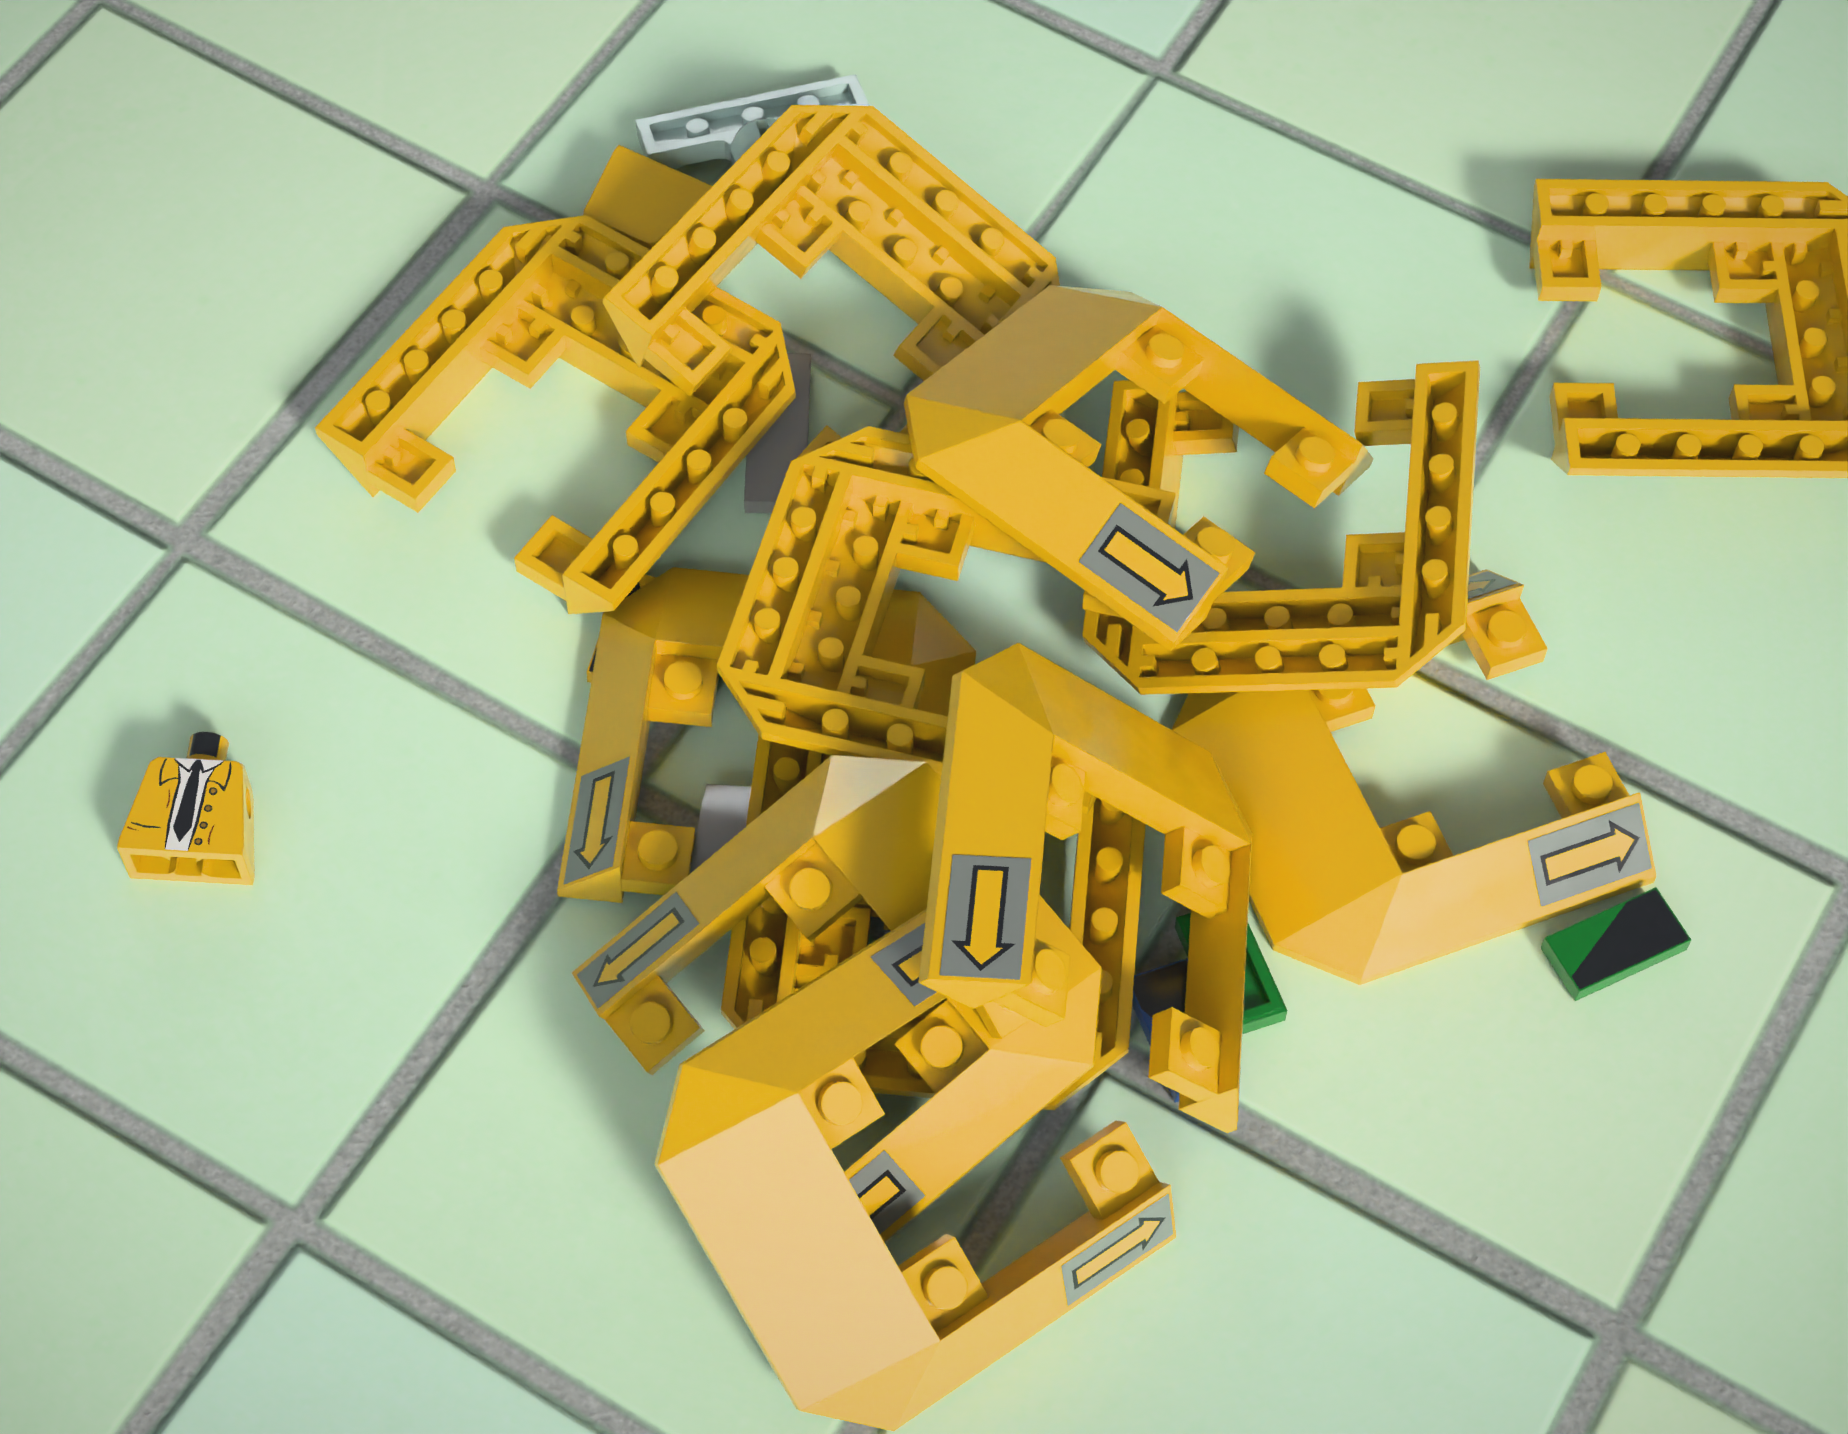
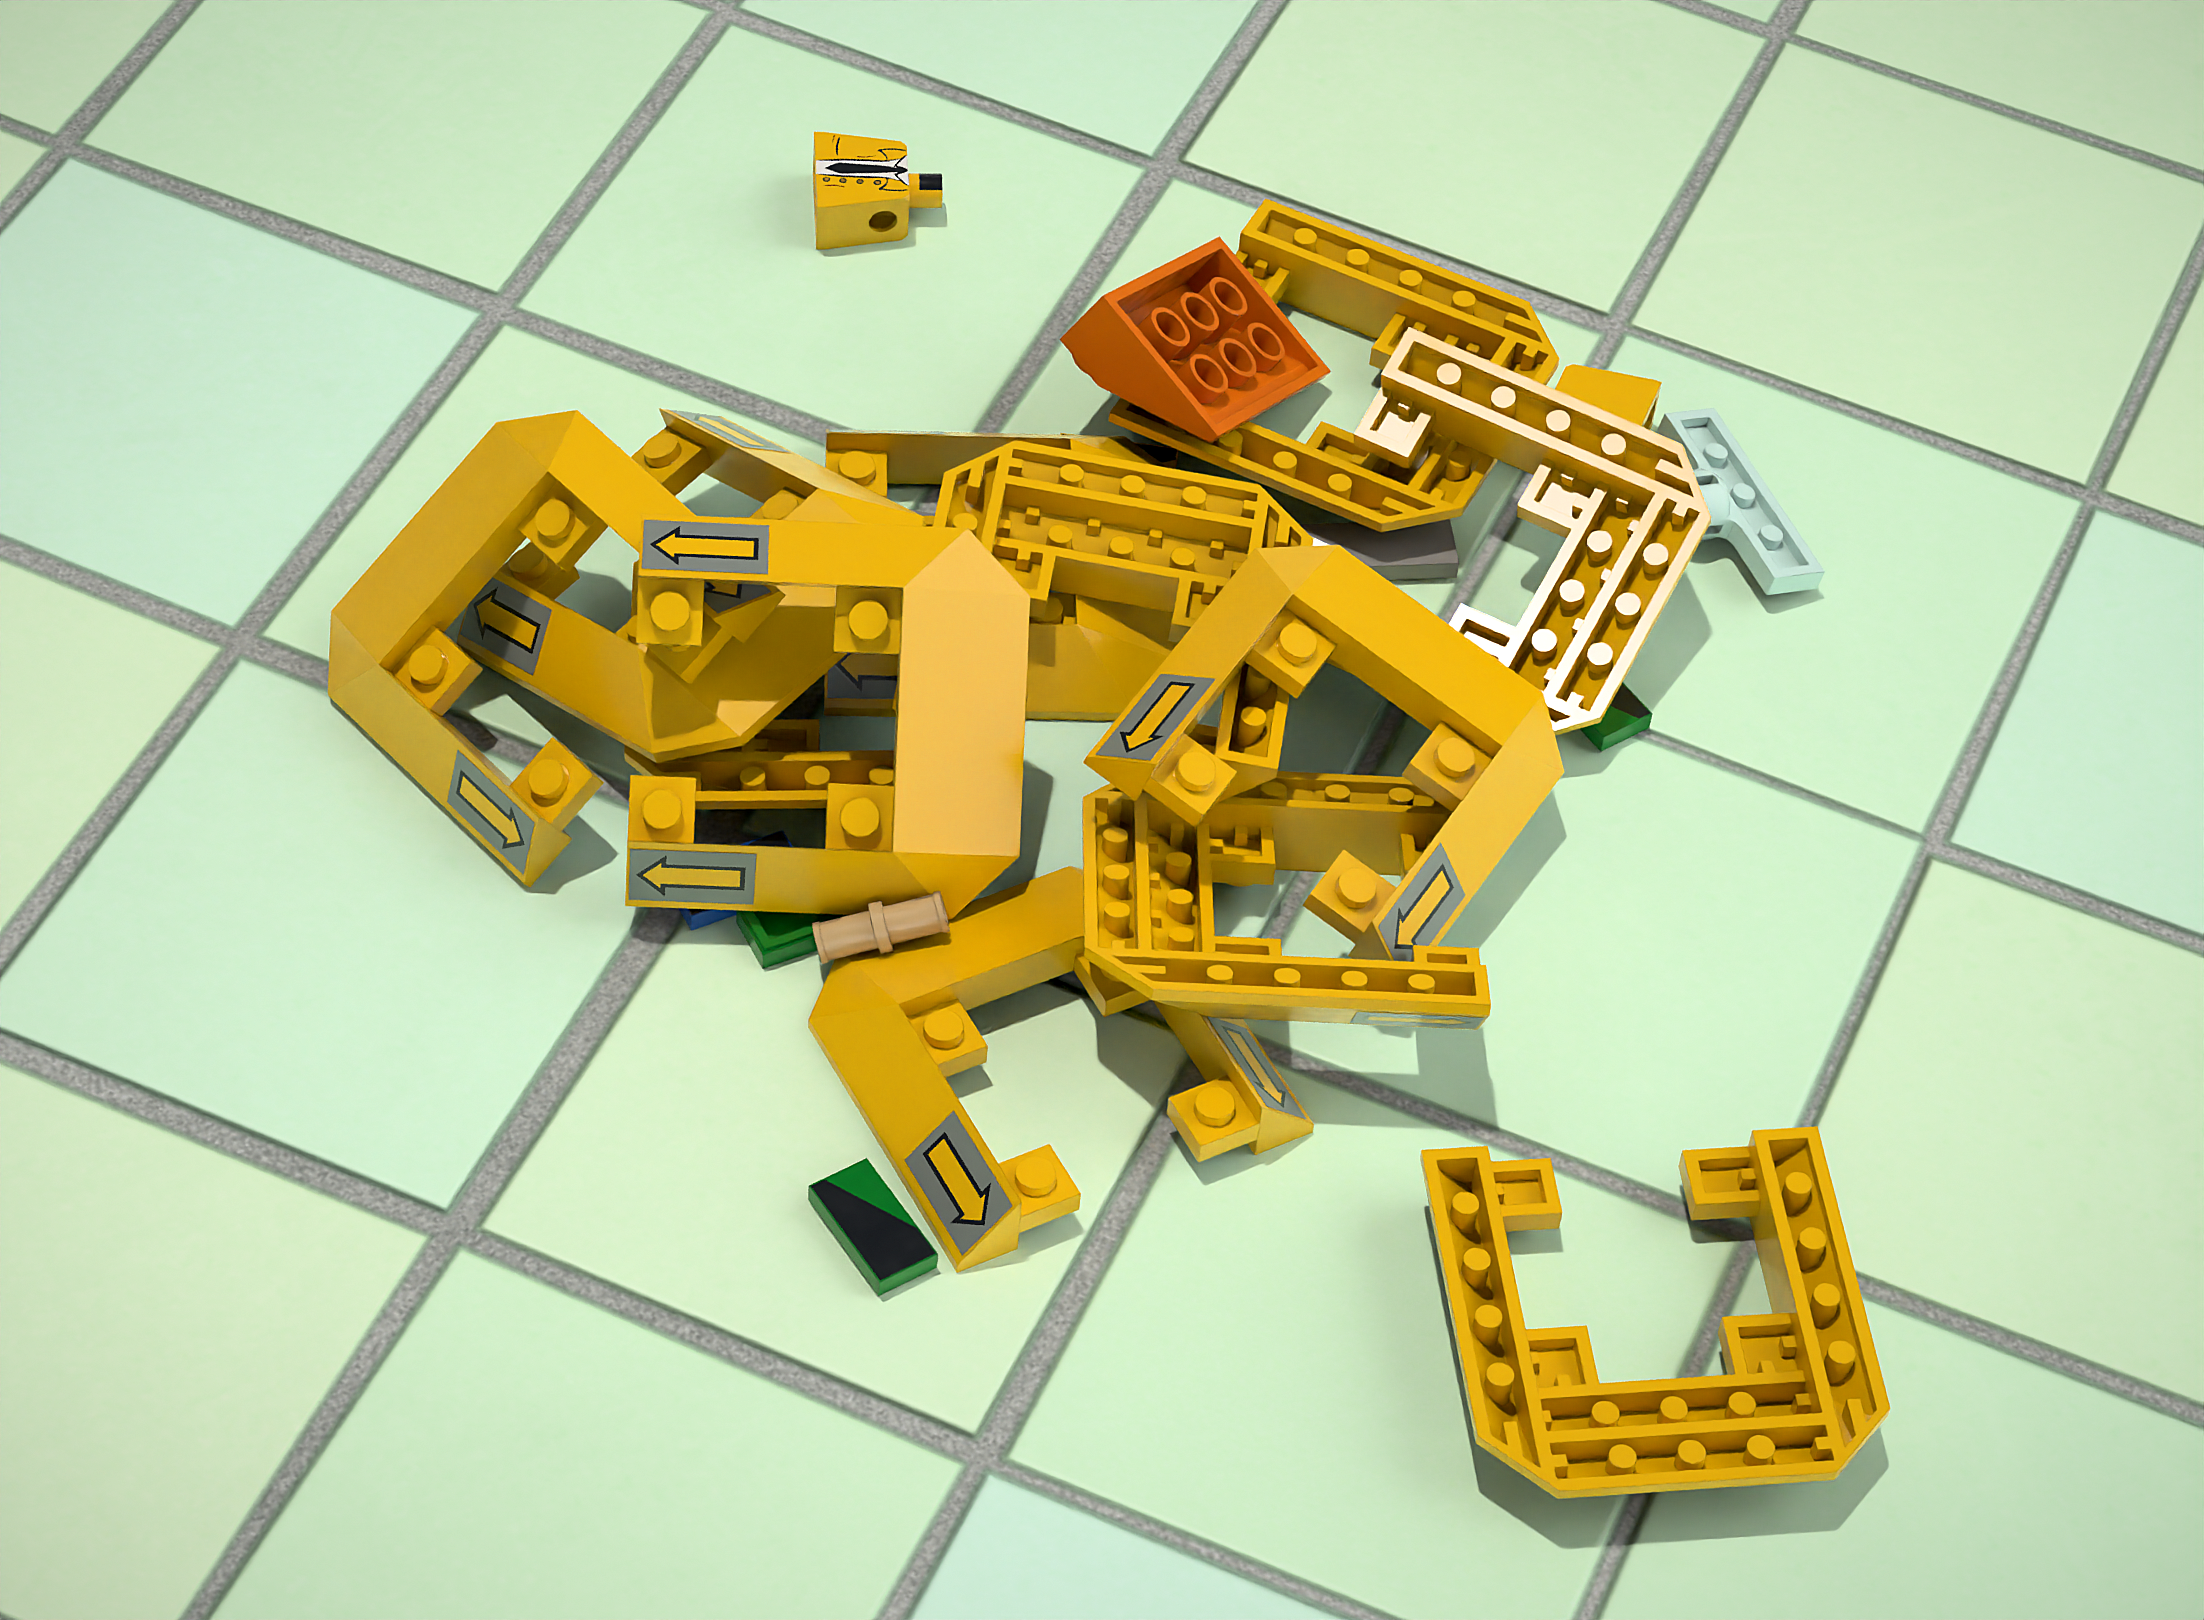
camera: 80 degrees right, 10 degrees down
(533, 515) = (1195, 344): none -> orange slope
(1278, 890) = (880, 927): none -> tan pin

